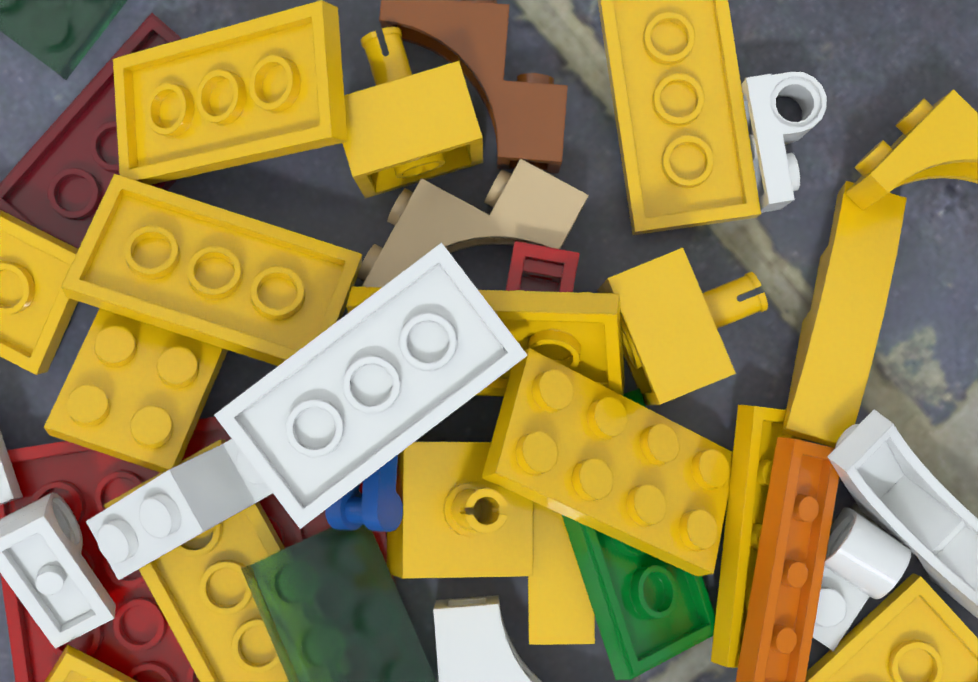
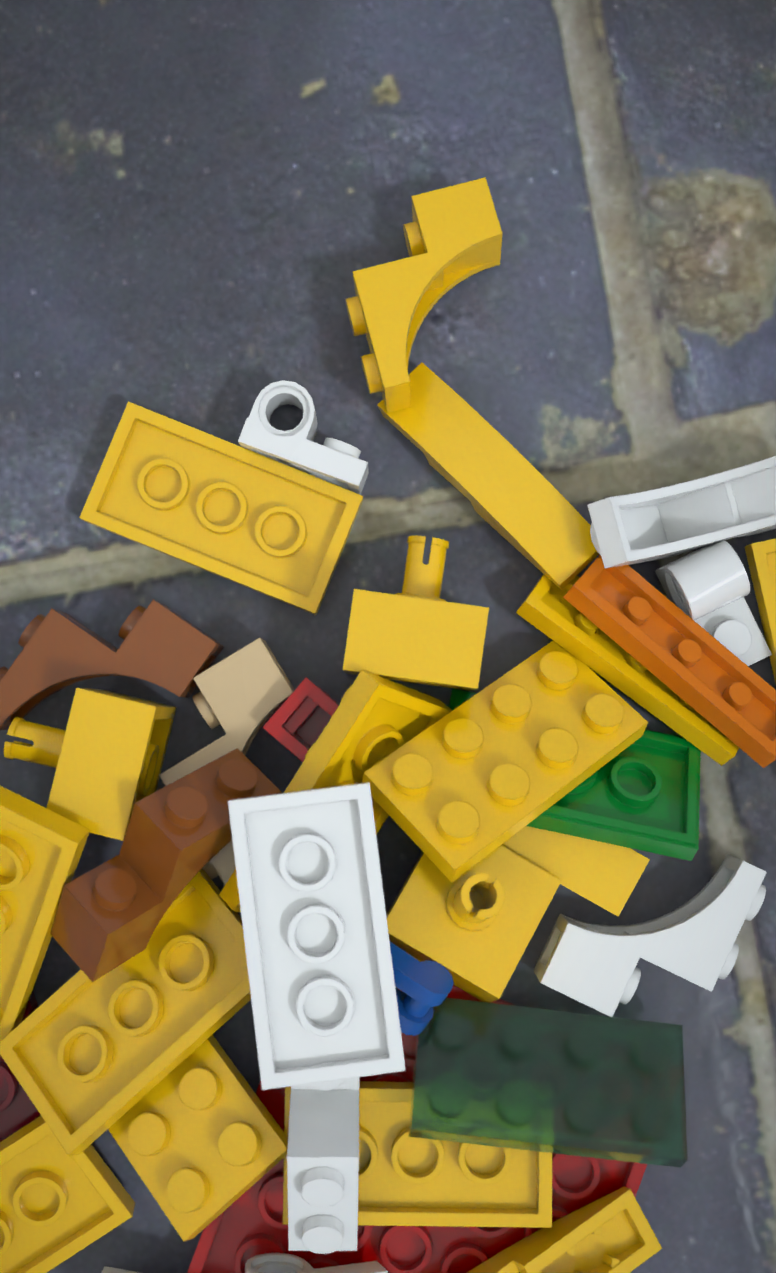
camera: 65 degrees left, 0 degrees up
(378, 215) = (168, 841): none -> dark orange arch

